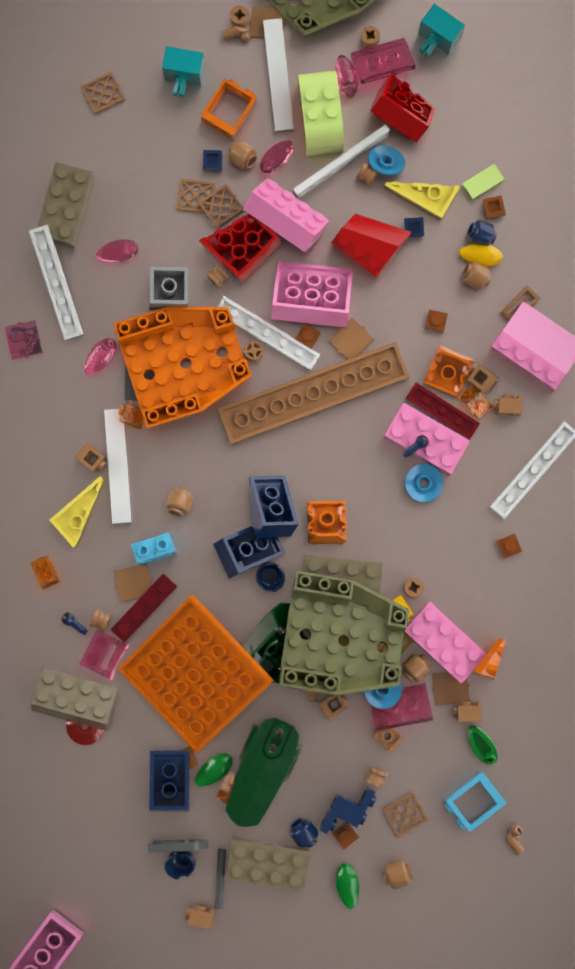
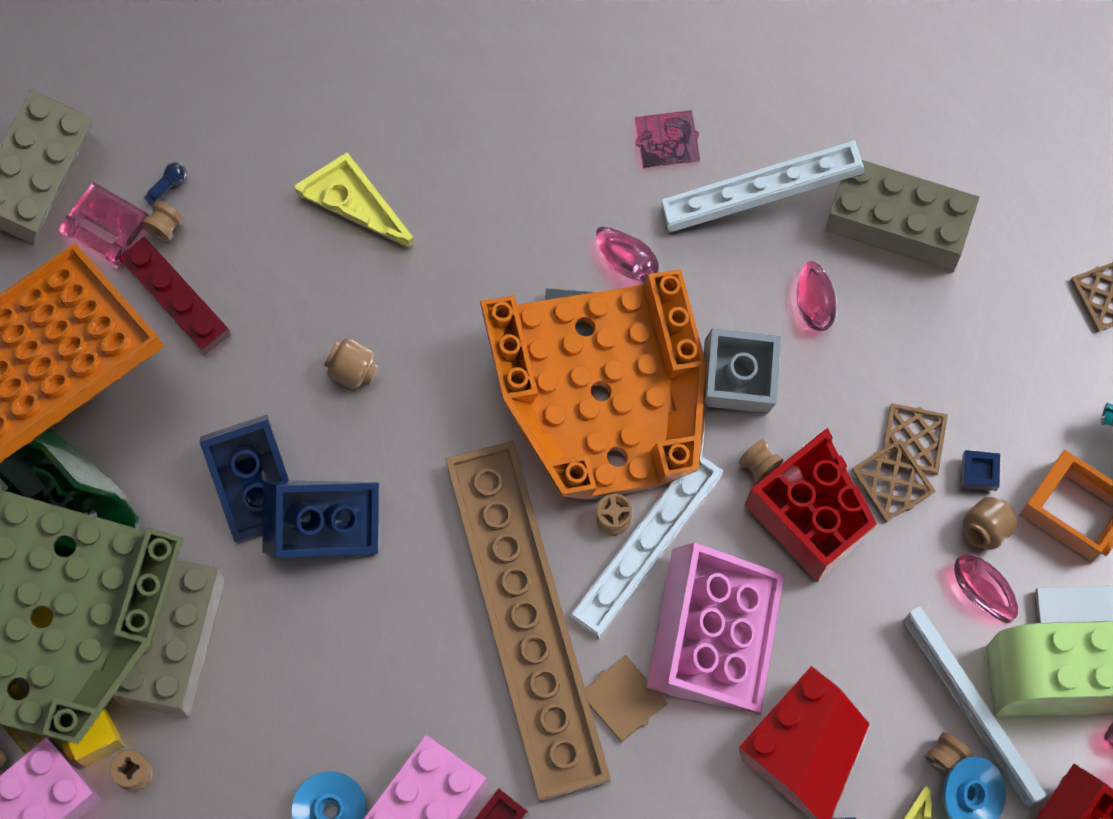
camera: 95 degrees right, 15 degrees down
(45, 572) = (259, 141): clear orange bracket -> none
(86, 453) = (450, 216): medium nougat brick -> none
(117, 468) = (428, 271): white tile -> none
(131, 415) = (519, 284): clear orange bracket -> none
(133, 582) = (223, 282): medium nougat piece -> none
(146, 549) = (267, 308): medium azure window -> none
(270, 576) = (192, 508): dark blue hair -> none
(286, 214) = (868, 587): bright pink brick -> none
(308, 335) = (636, 617): dark orange plate -> none
(327, 522) = (280, 620): orange slope -> none
(421, 442) = (400, 800): dark blue piece -> none

